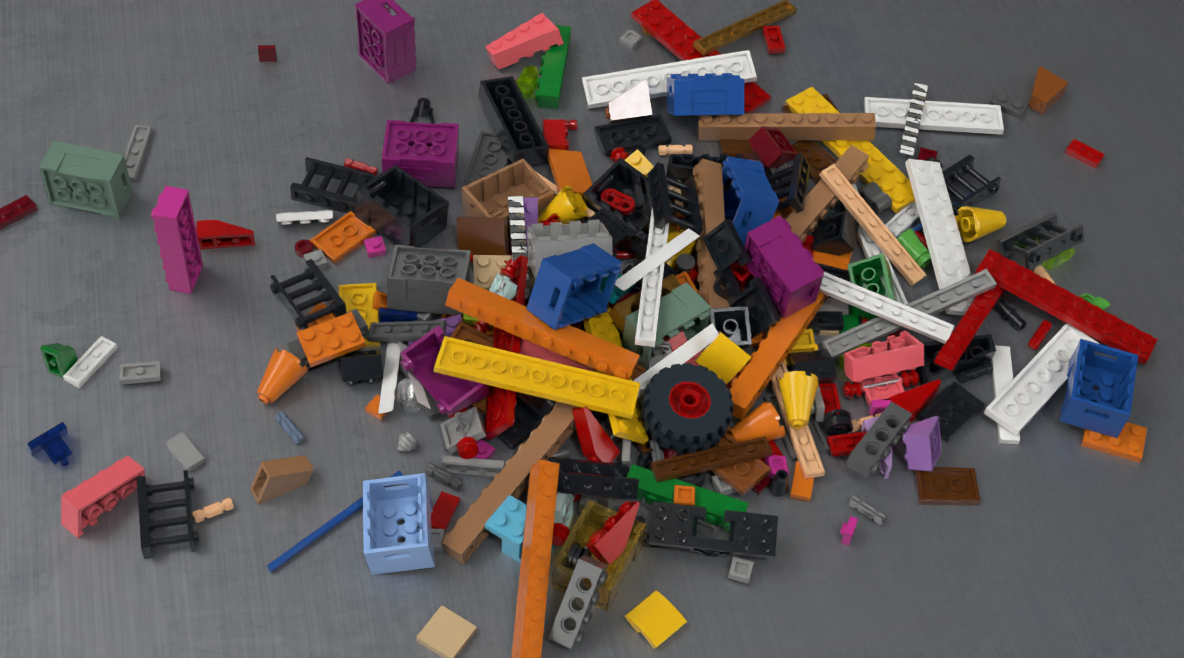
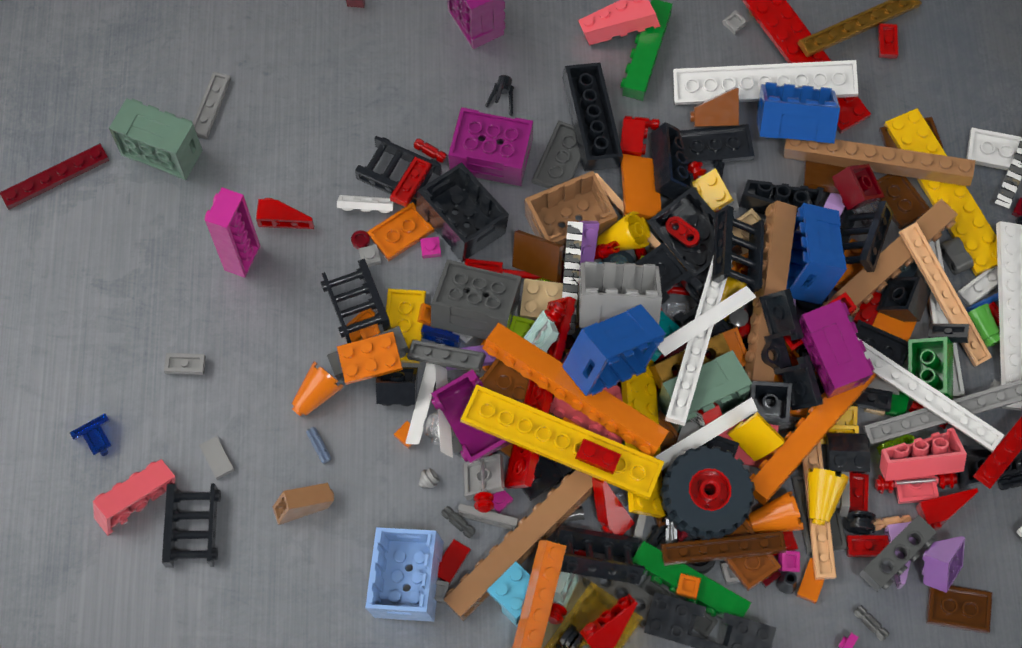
camera: 15 degrees right, 15 degrees up
(58, 358) = (110, 339): green slope -> none
(90, 362) = (140, 343): white tile -> none
(212, 510) = (234, 526): light nougat axle -> none
(319, 532) = (342, 558): blue piece -> none
(347, 190) = (410, 182): none -> red tile
(528, 80) = (613, 68): clear neon green piece -> none
(575, 383) = (598, 456): none -> red plate
(592, 147) = (670, 162): none -> black wedge
(675, 149) = (756, 168): light nougat axle -> none
(878, 406) = (908, 508): dark pink plate -> none
(892, 254) = (955, 332): none -> black plate
(955, 410) = (983, 523): black plate -> none

